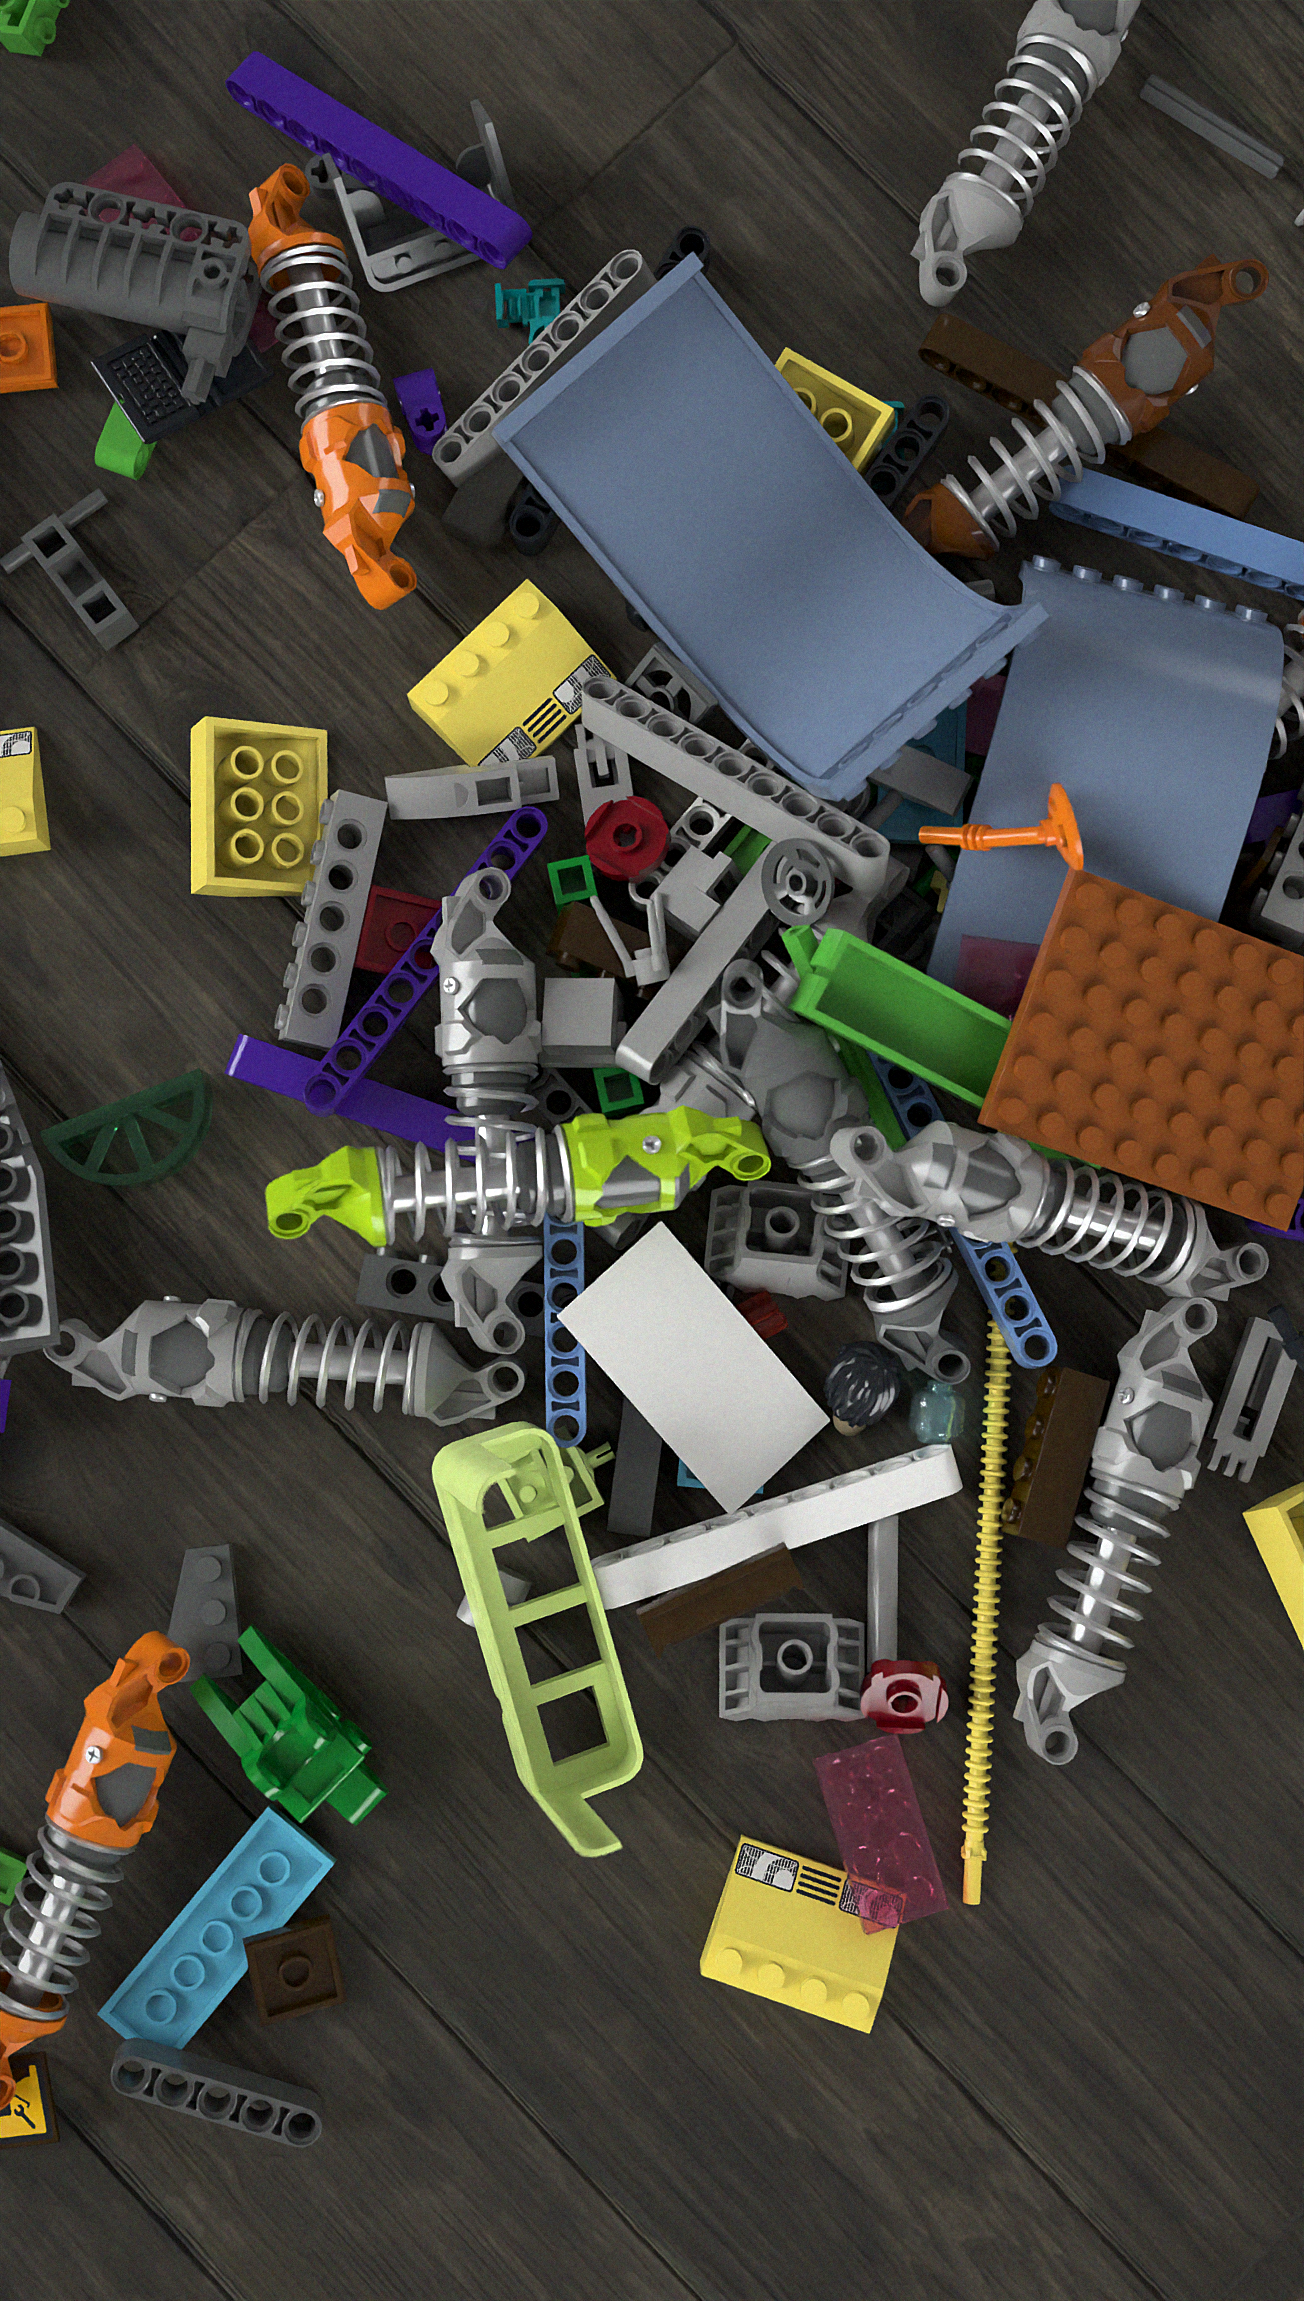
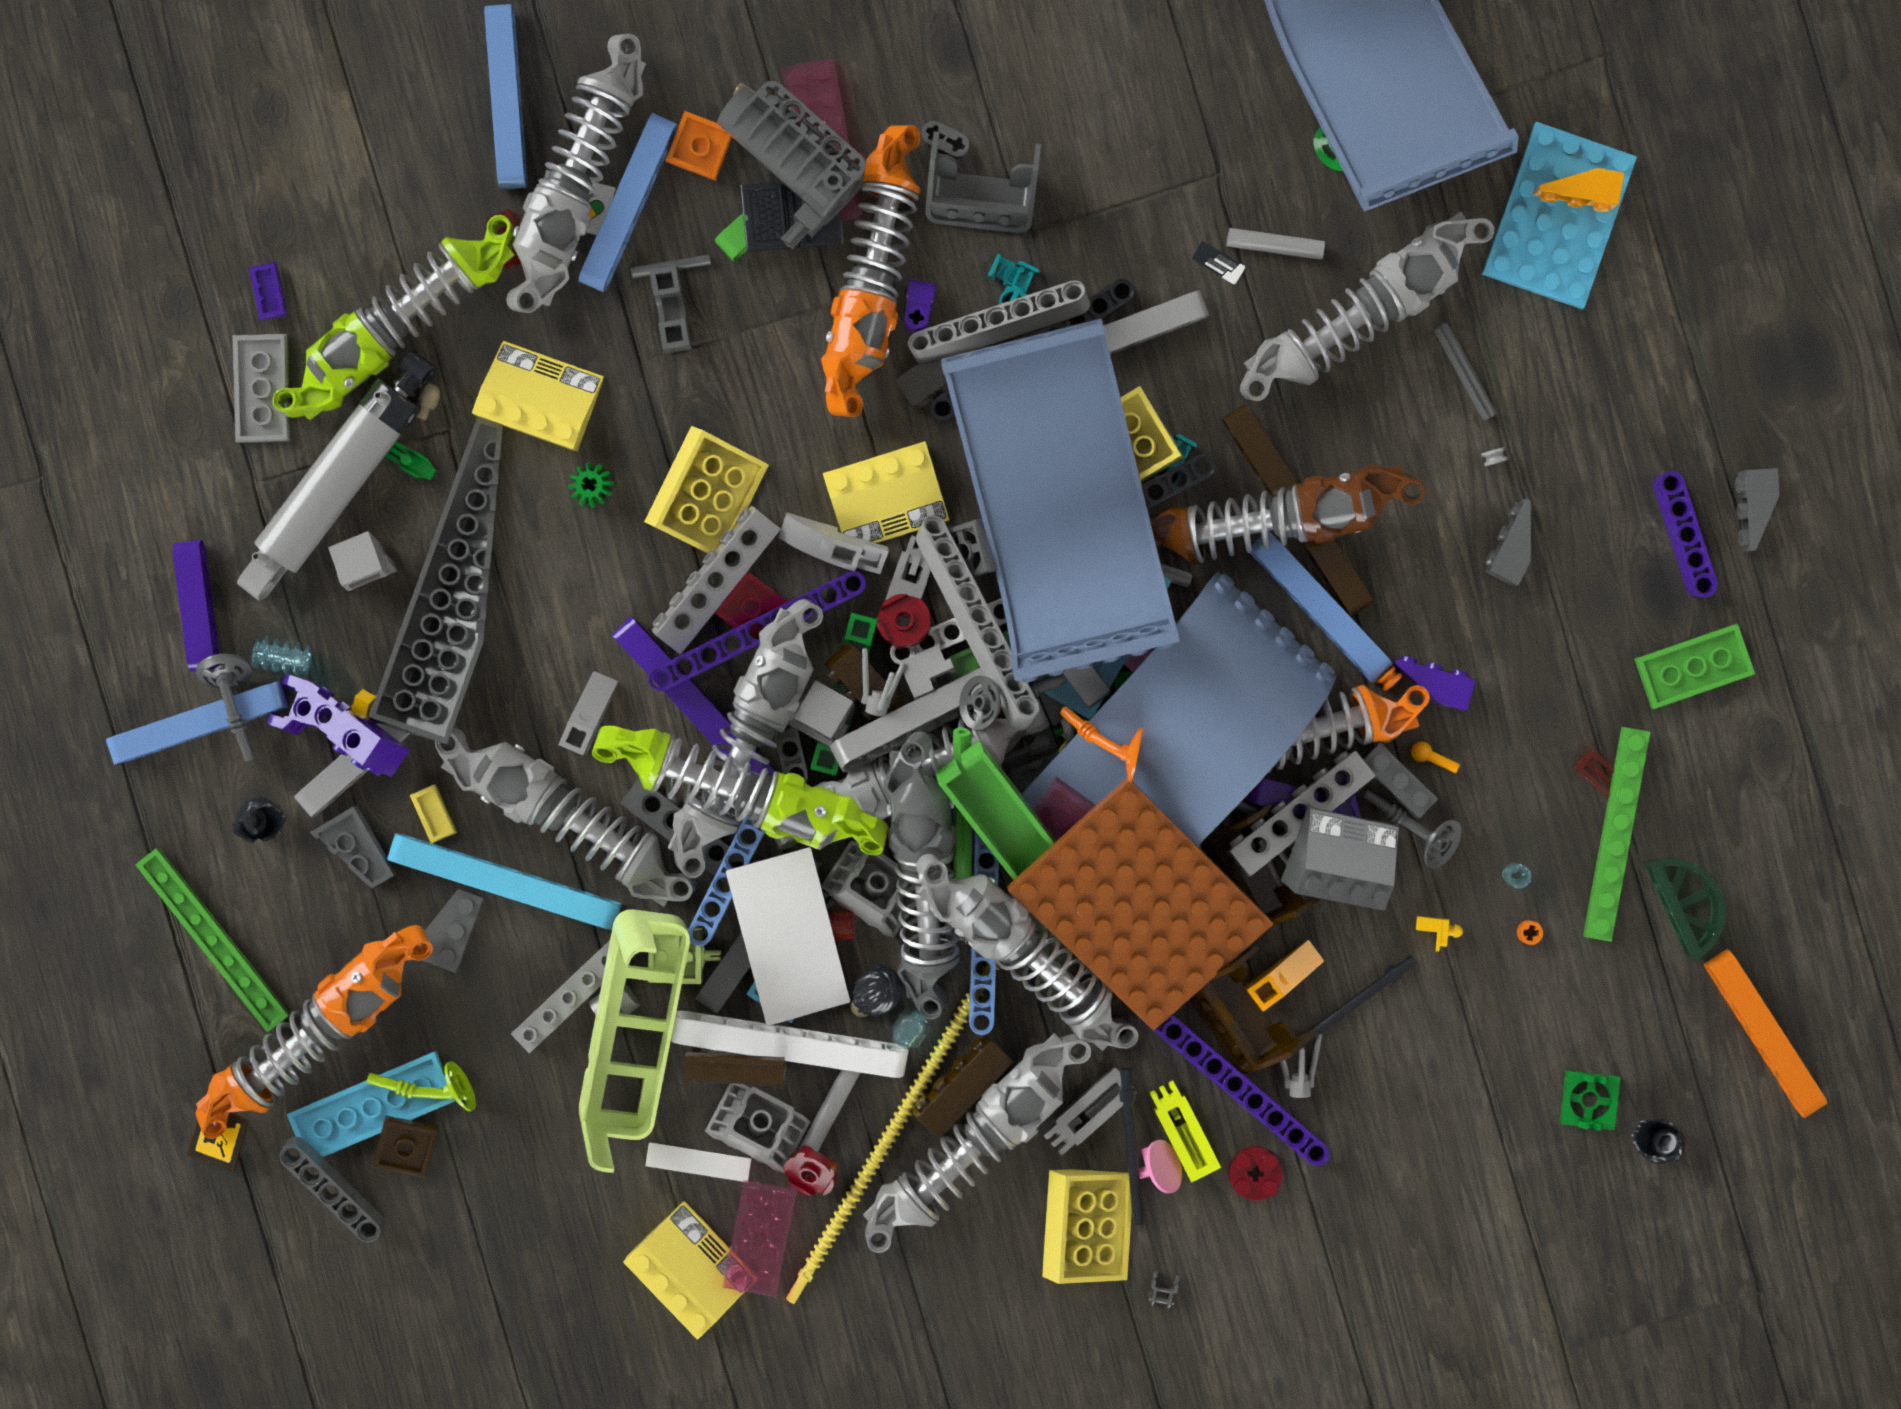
camera: 25 degrees right, 5 degrees up
(87, 896) = (586, 494): none -> green gear
(97, 1460) = (433, 813): none -> light yellow tile
(124, 1112) = (557, 629): clear green window -> none
(244, 1207) = (588, 714): none -> light grey slope
(245, 1504) = (504, 881): none -> medium azure beam
(293, 1737) = (467, 1022): green piece -> none
(325, 1843) = (457, 1087): none -> lime dish
(379, 160) = (966, 147): dark purple beam -> none
(420, 1631) = (562, 1002): none -> light grey brick
(732, 1768) = (698, 1162): none -> white sticker
(769, 257) = (1155, 321): none -> light grey beam
(801, 154) = (1218, 262): none -> sticker
(865, 87) = (1275, 243): none -> light grey piece

